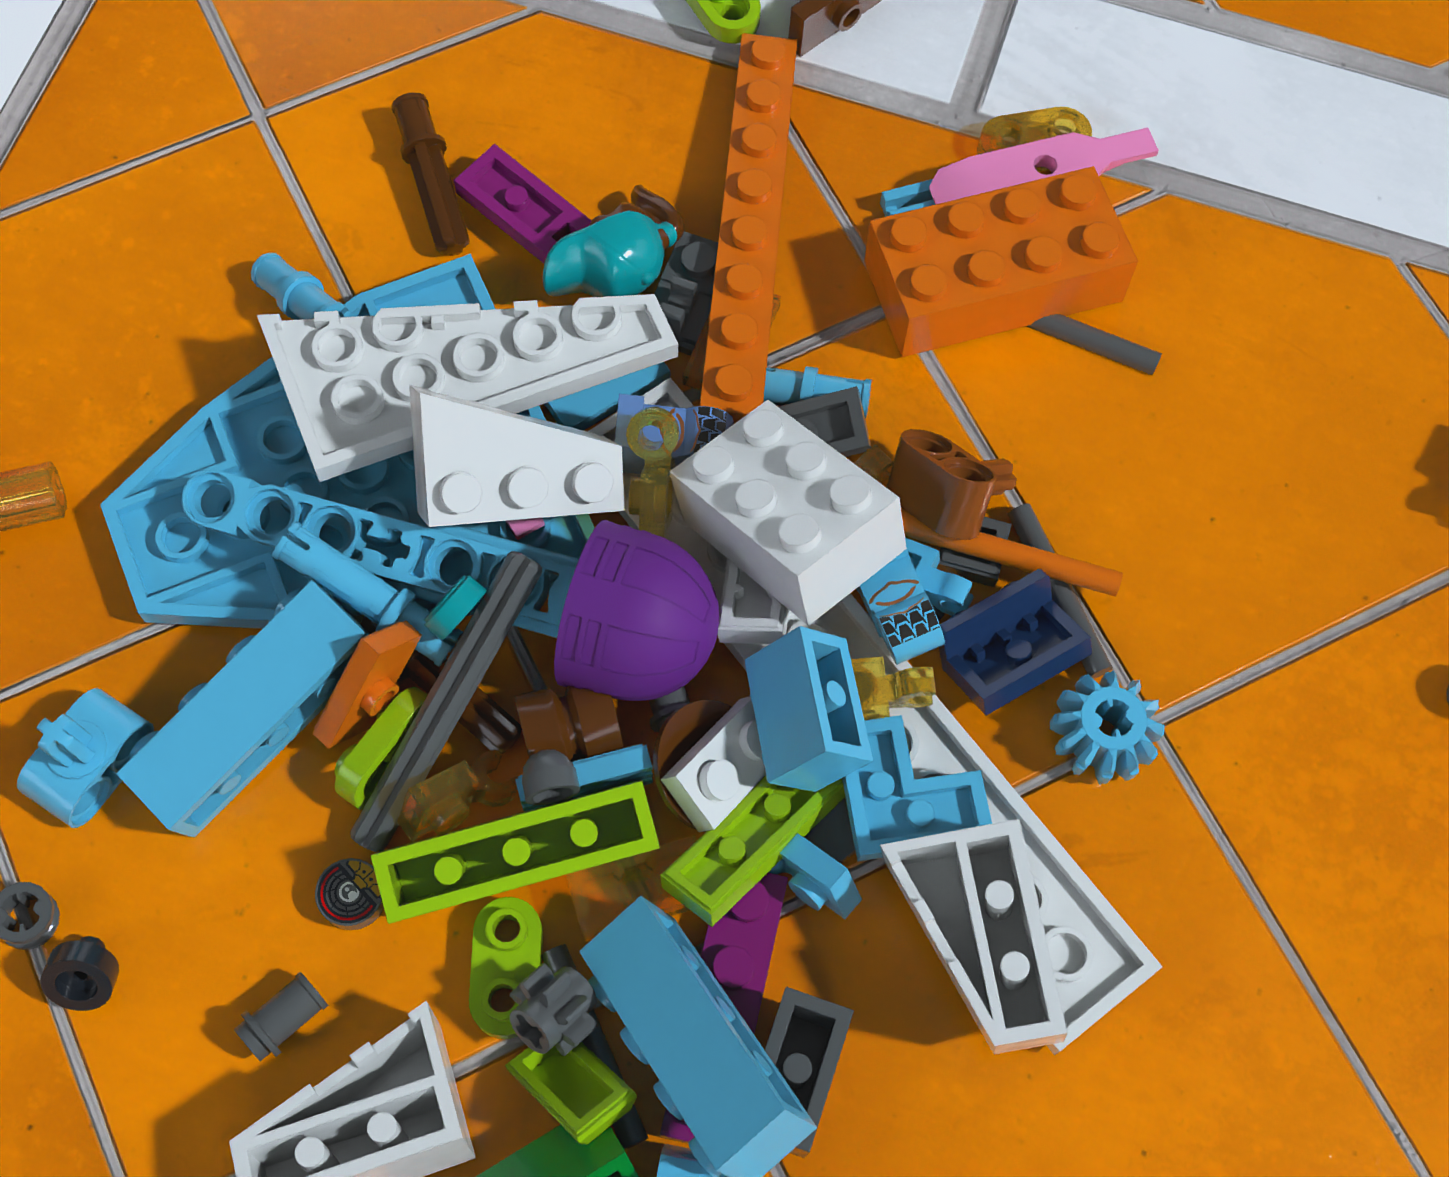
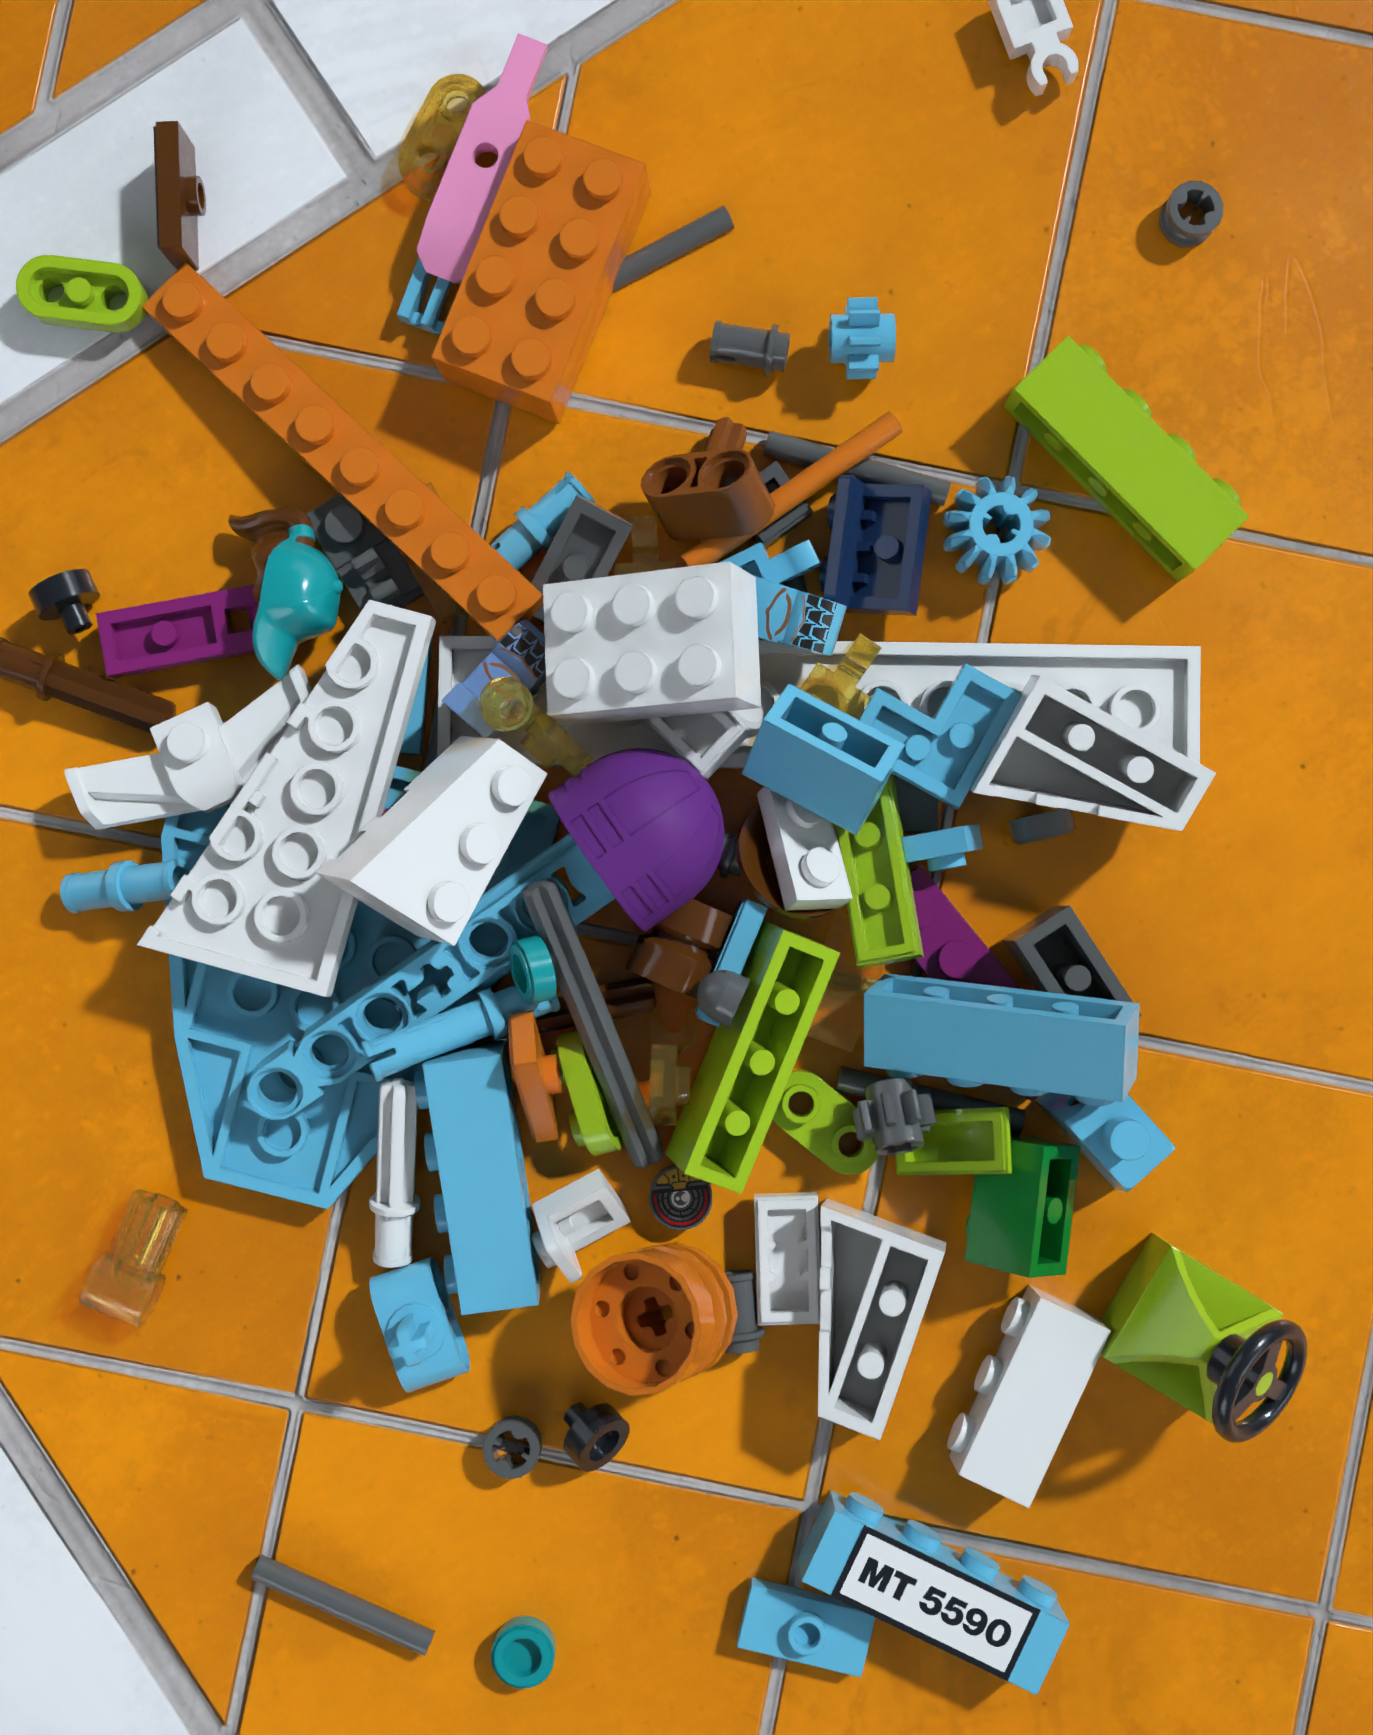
camera: 45 degrees left, 20 degrees up
(203, 643) = (395, 1174): none -> white axle
(223, 931) = (621, 1322): none -> orange wheel
(266, 816) = (574, 1219): none -> white bracket
(354, 1017) = (787, 1258): none -> white plate
(428, 274) = (197, 763): none -> white plate
(490, 119) = (66, 598): none -> black tile
(904, 952) = (1042, 826): none -> dark grey tile
(1078, 443) = (750, 346): none -> dark grey pin
(1157, 513) = (862, 338): none -> medium azure gear
(1254, 788) = (1126, 458): none -> lime brick

